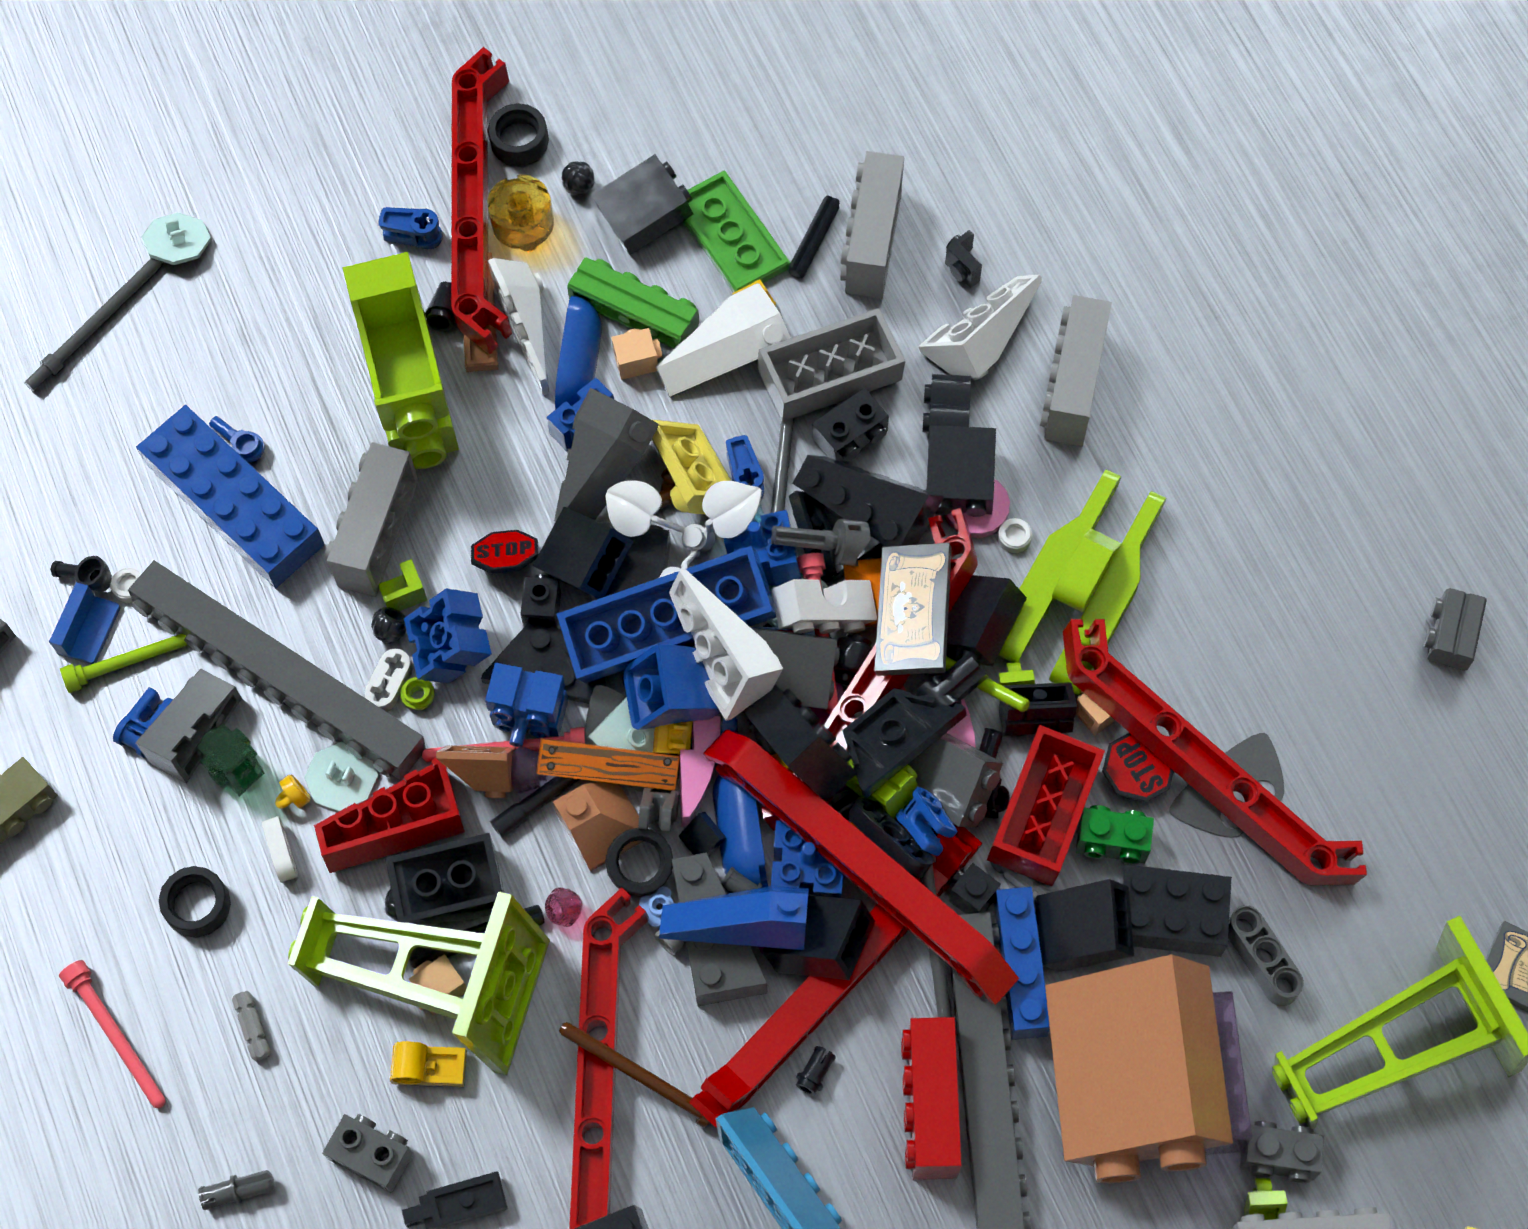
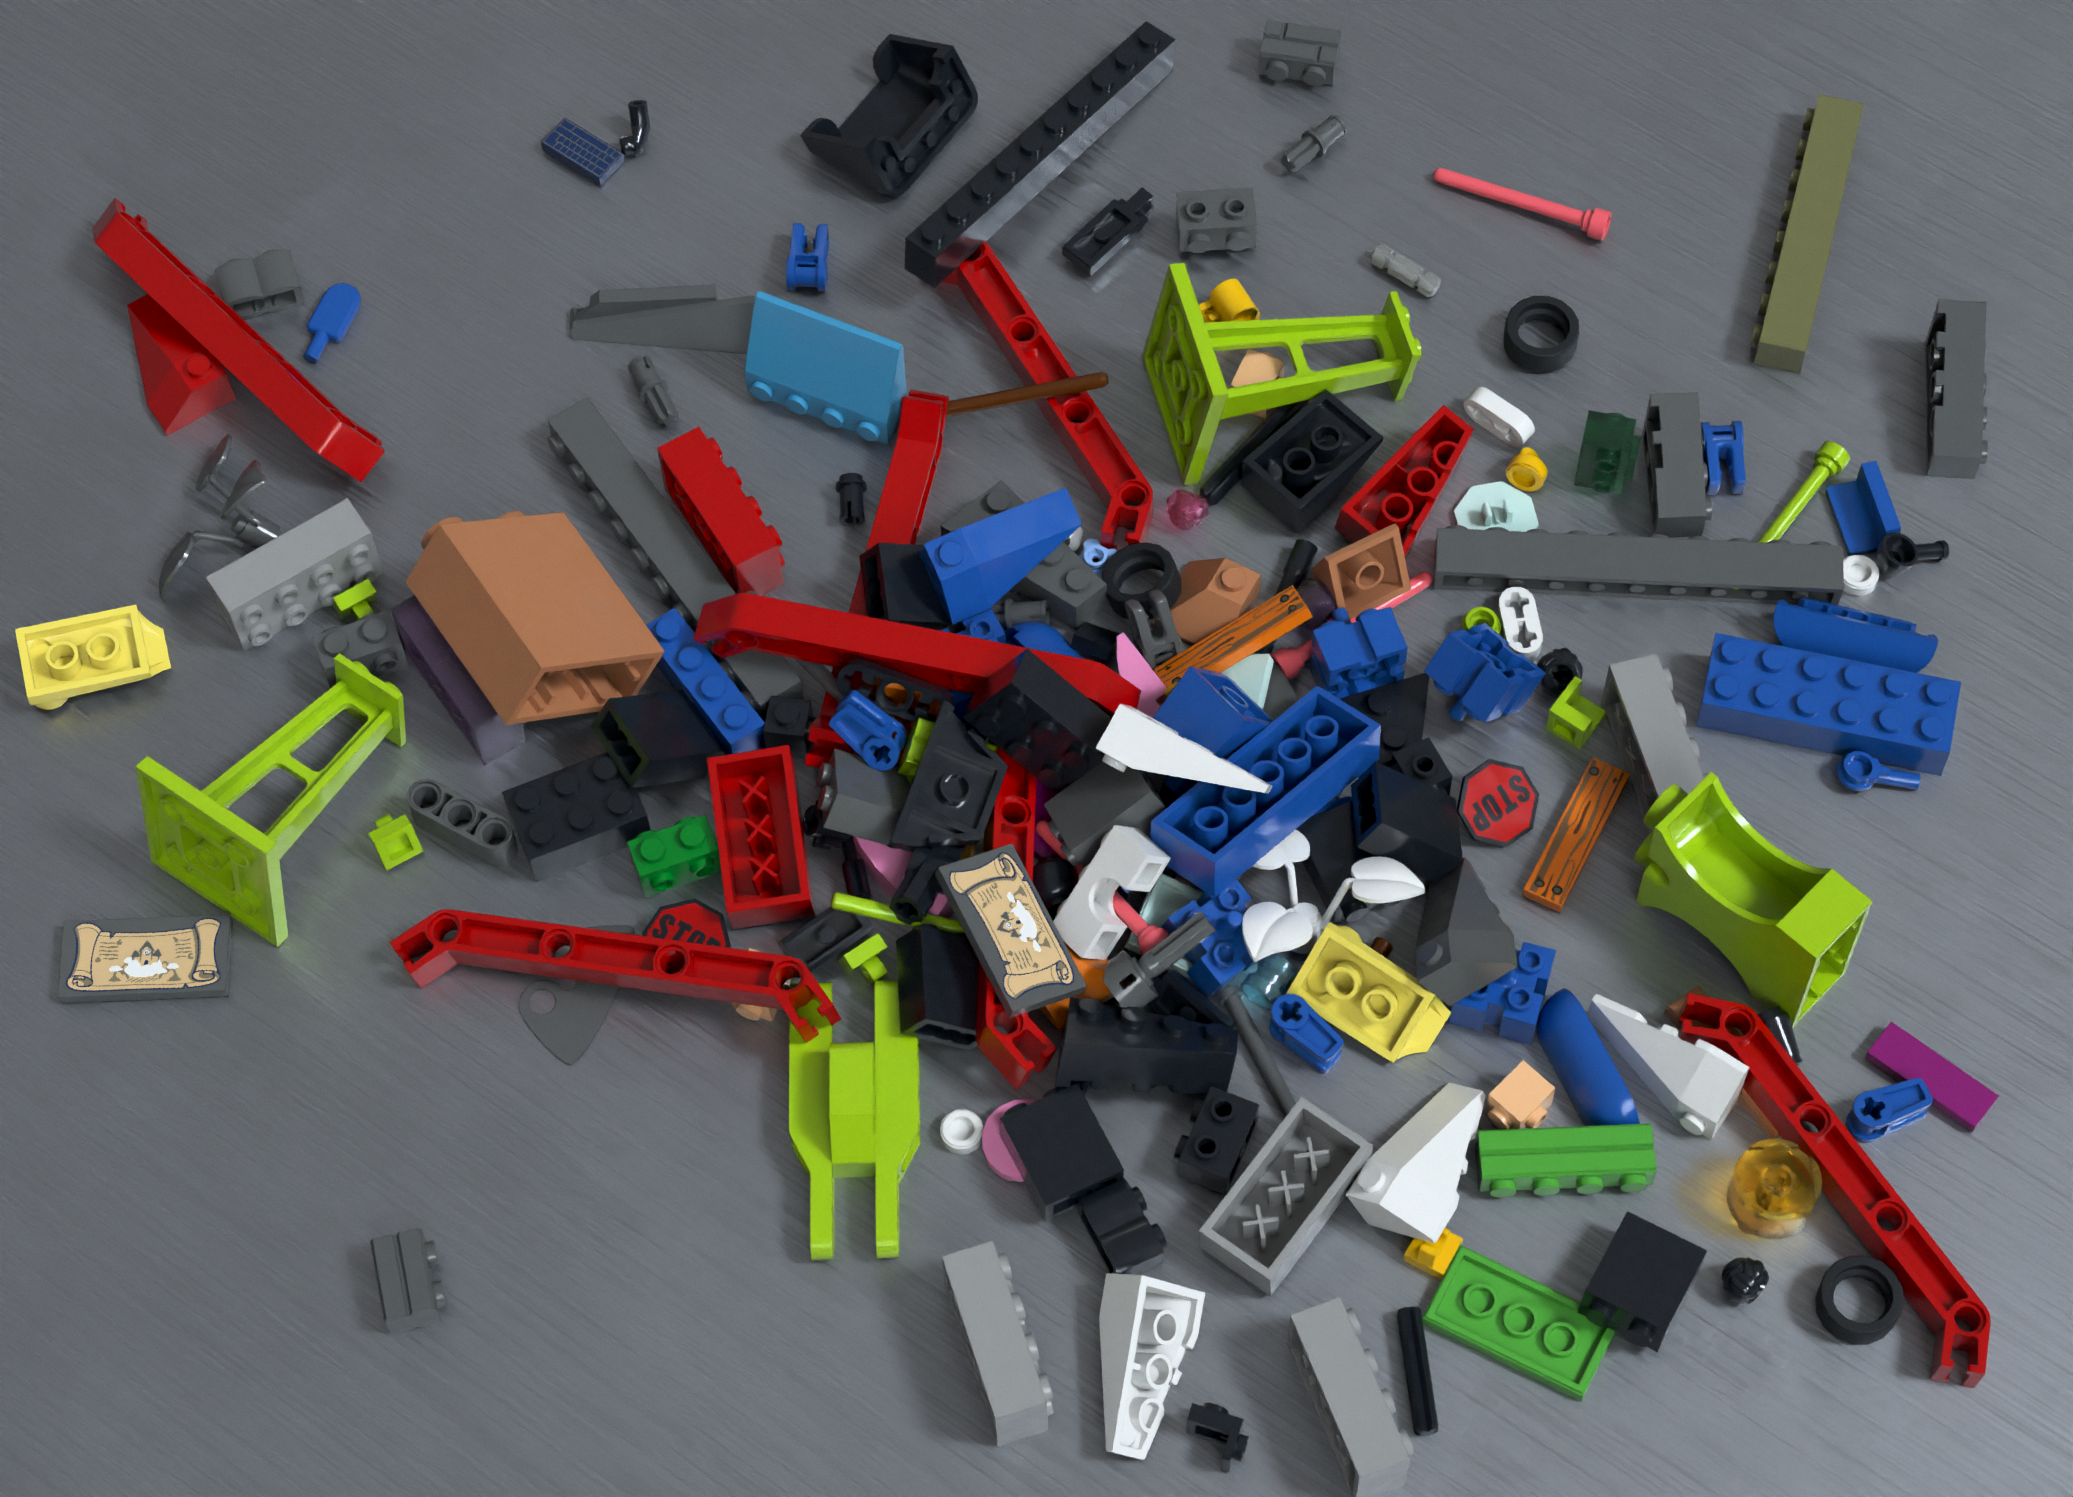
camera: 150 degrees right, 5 degrees down
(170, 534) = (1853, 634): none -> blue brick
(362, 228) = (1949, 1086): none -> magenta tile
(465, 510) = (1576, 835): none -> orange tile
(1323, 971) = (394, 840): none -> lime tile

